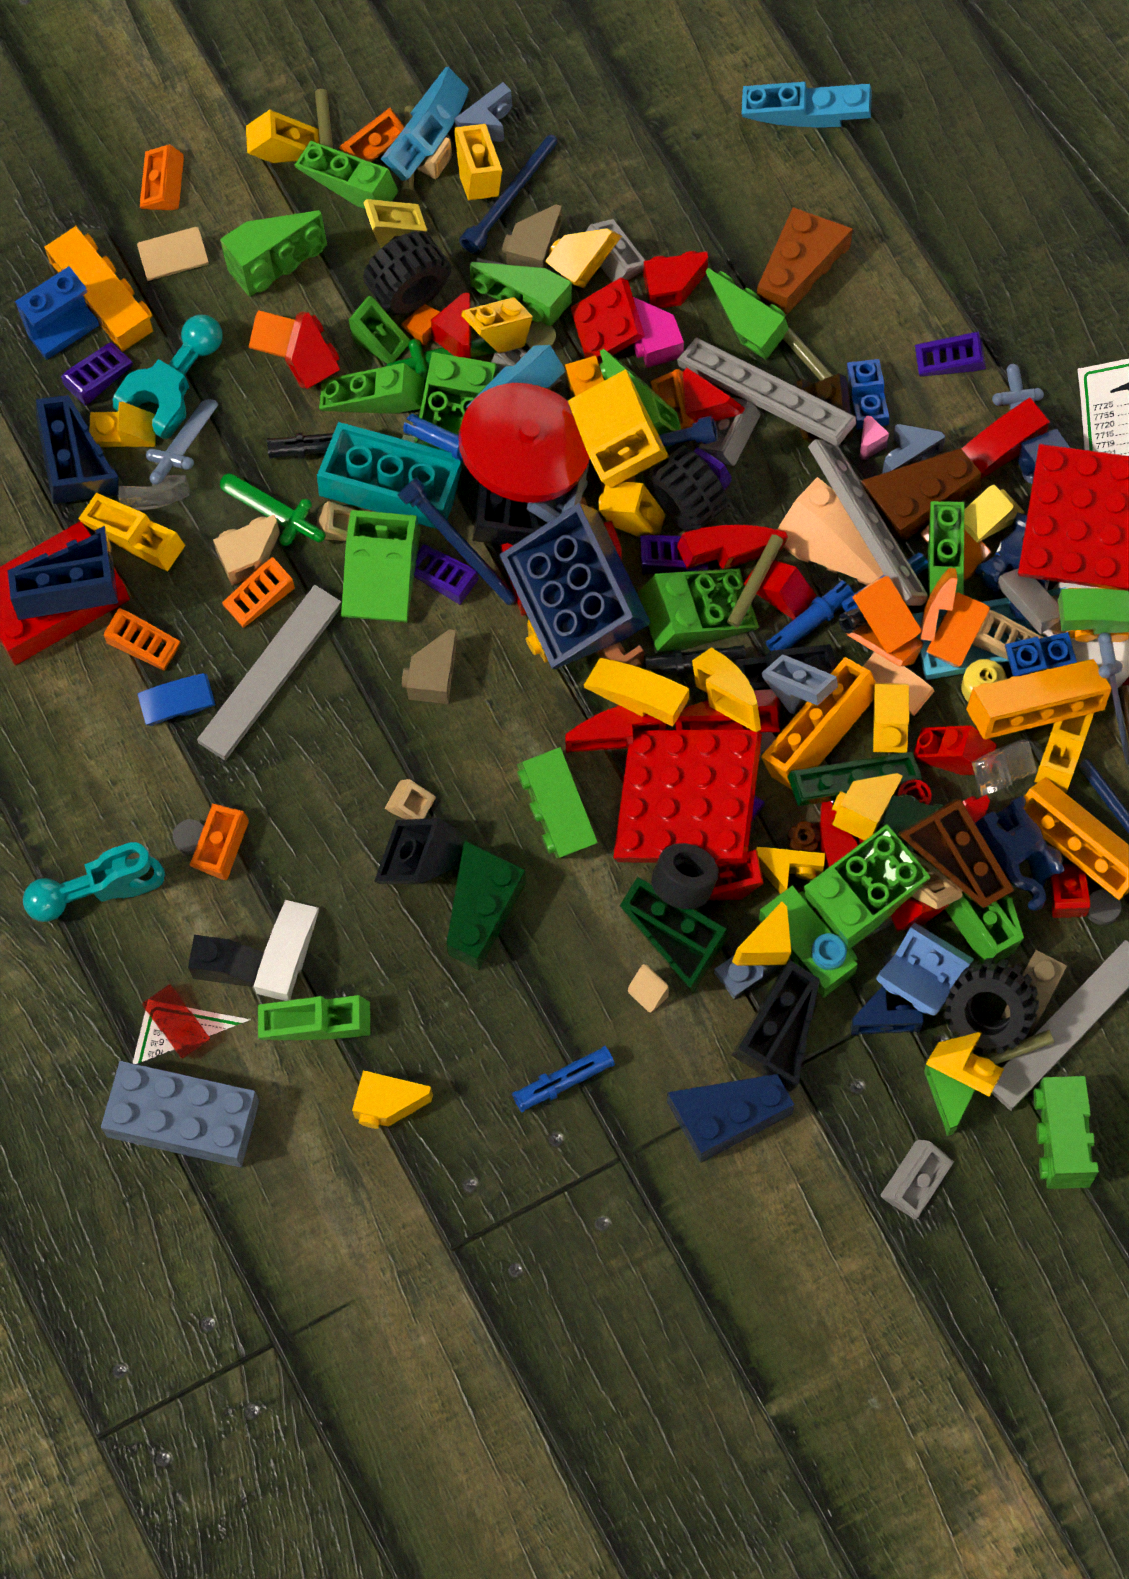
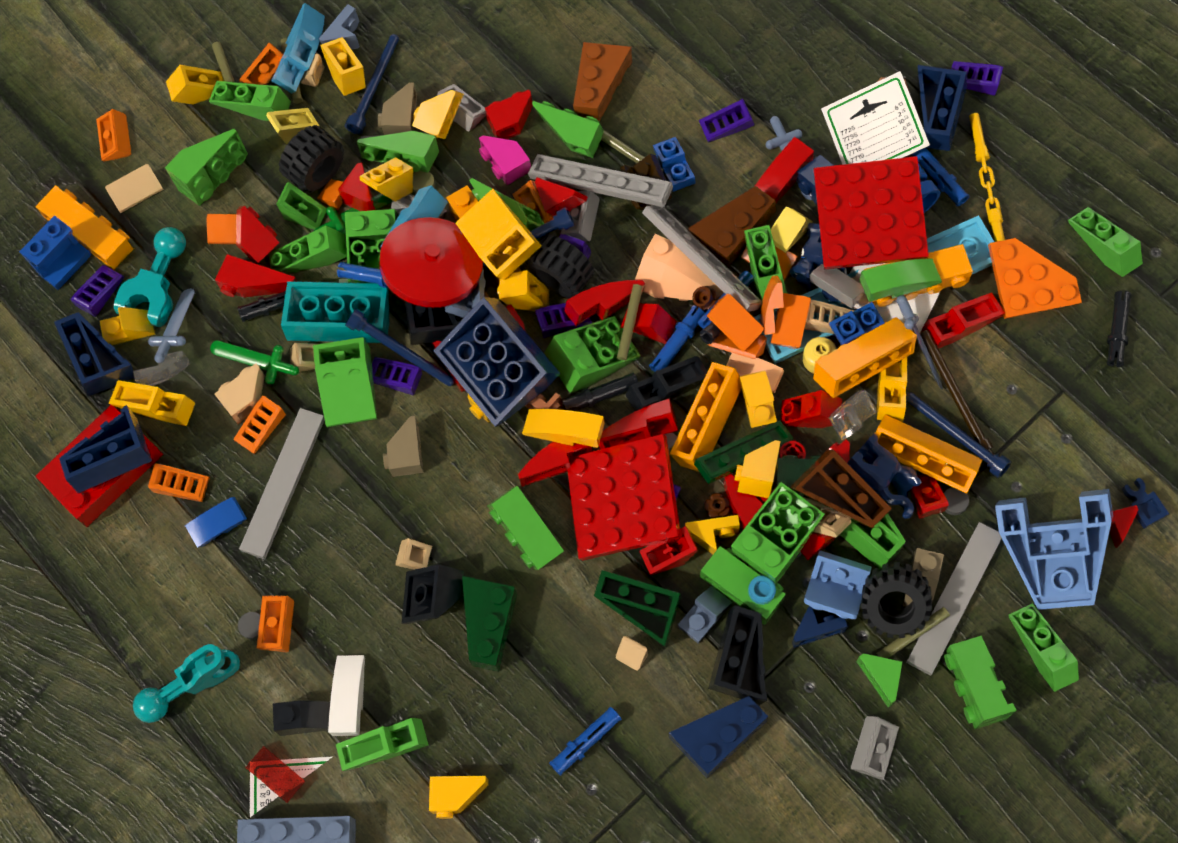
camera: 10 degrees left, 0 degrees up
(292, 407) = (250, 279): none -> red slope
(608, 320) = (469, 157): red plate -> none
(685, 876) = (637, 560): black tyre -> none
(726, 688) = (631, 408): yellow slope -> none
(768, 942) = (715, 596): yellow slope -> none
(798, 682) = (683, 390): sand blue slope -> none
(854, 569) = (700, 294): none -> reddish brown plate
(873, 438) = (687, 195): bright pink slope -> none
(916, 446) = (718, 193): sand blue slope -> none
(957, 1061) = (882, 649): yellow slope -> none

